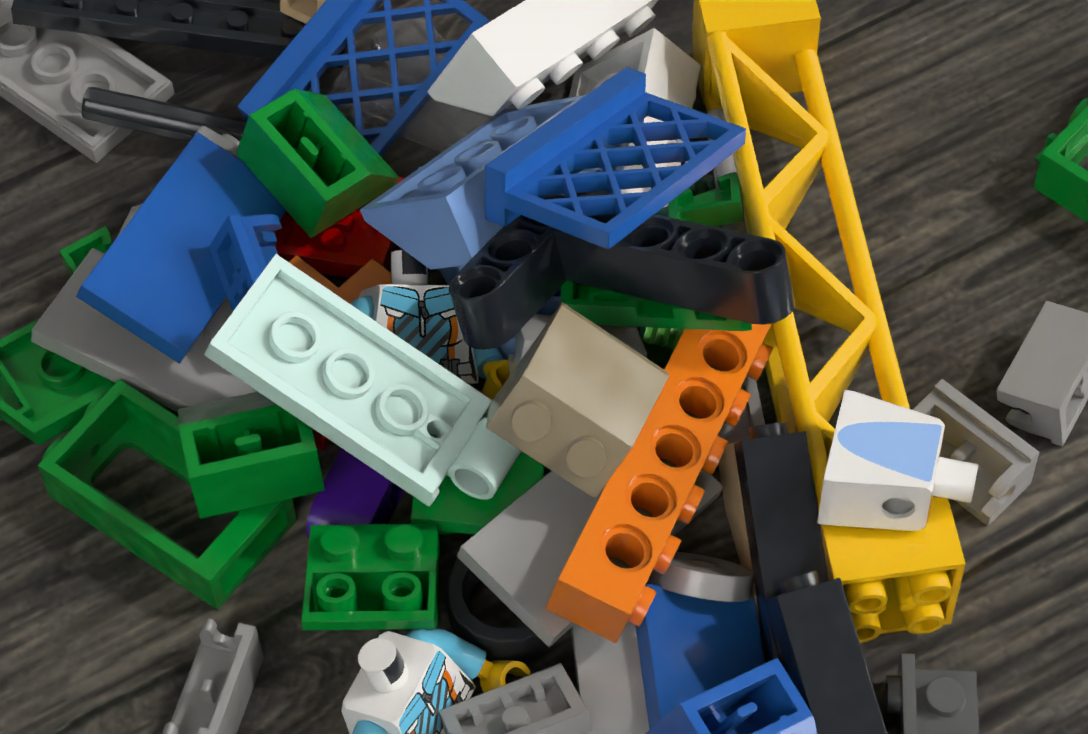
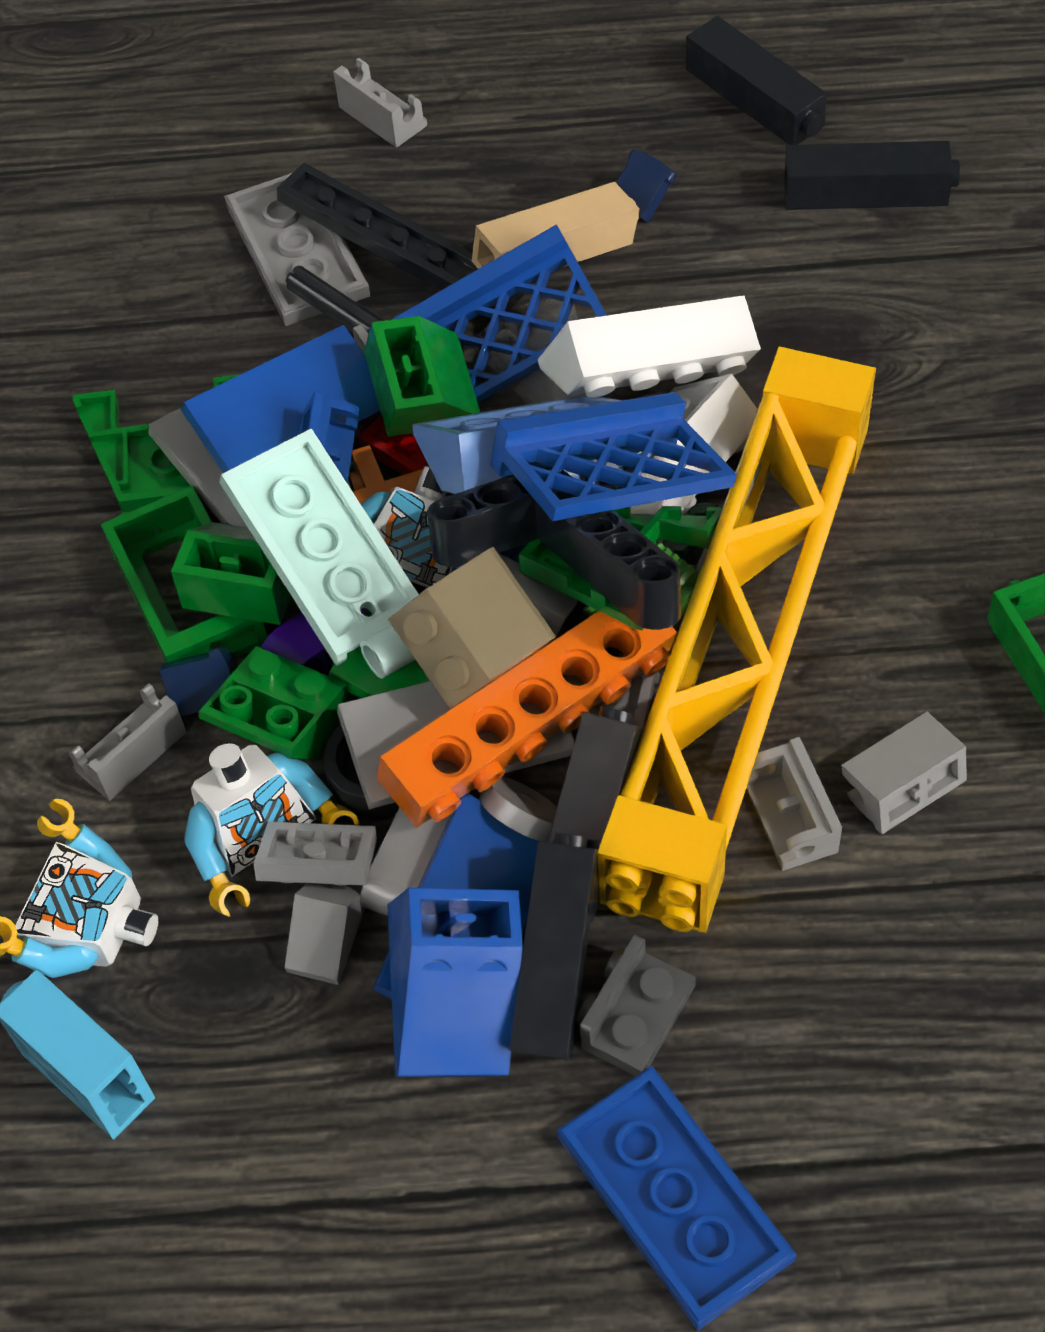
camera: 30 degrees right, 0 degrees up
(258, 592) = (196, 678): none -> dark blue tile
(888, 467) = (682, 780): white torso -> none

